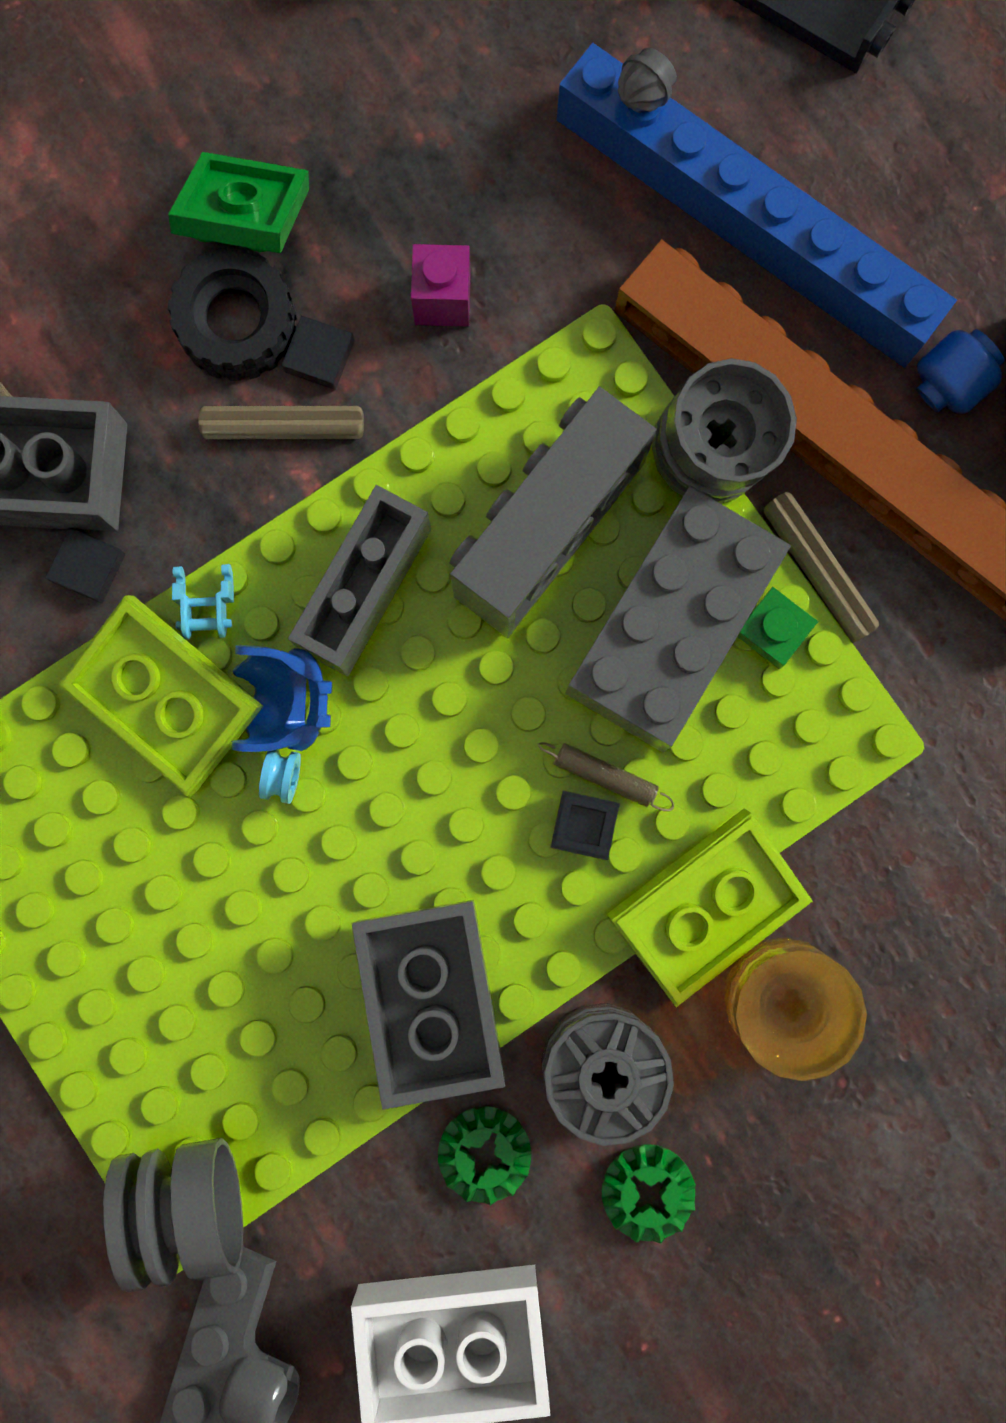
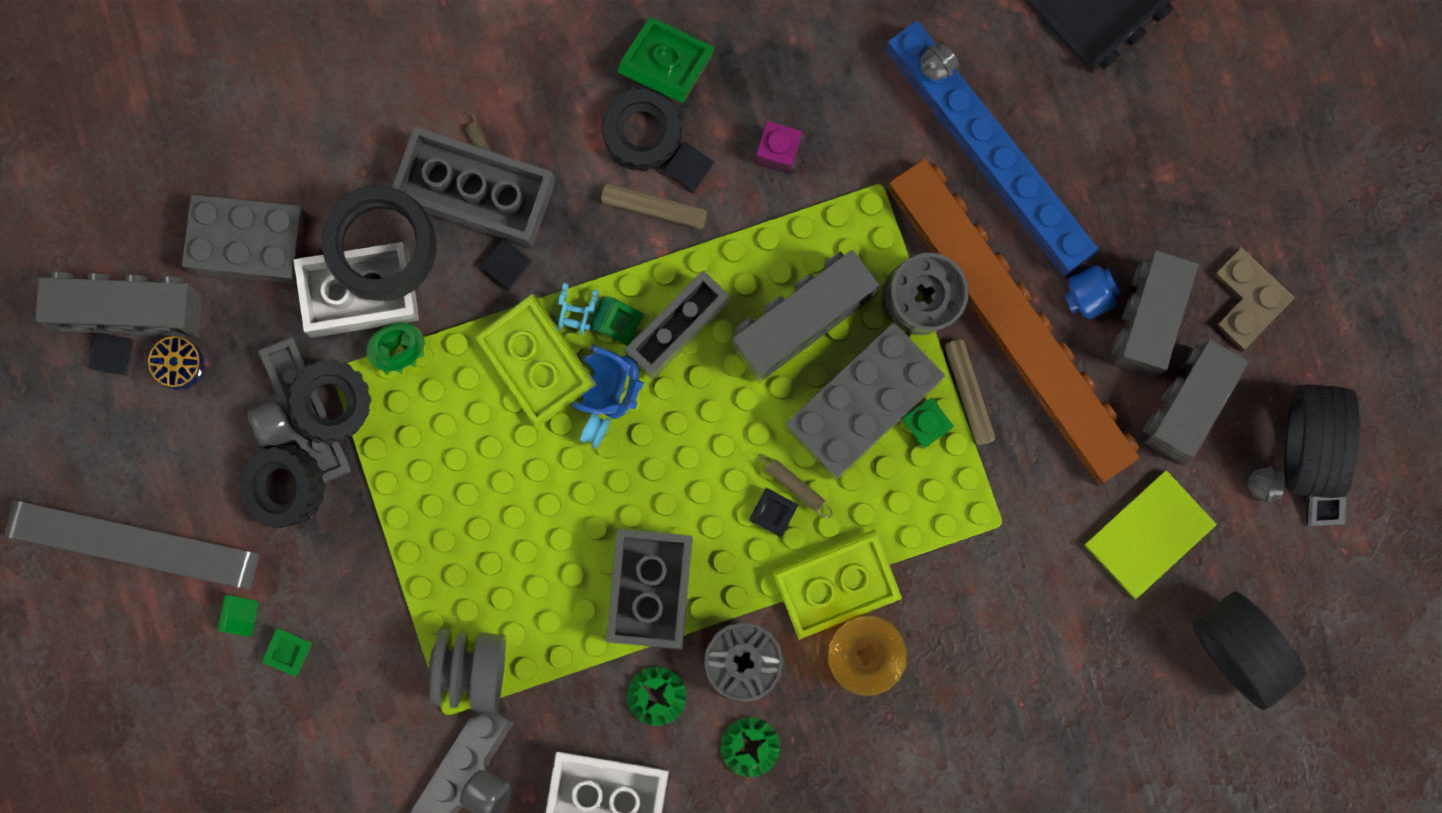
camera: 20 degrees right, 0 degrees up
(268, 601) = (615, 320): none -> green slope

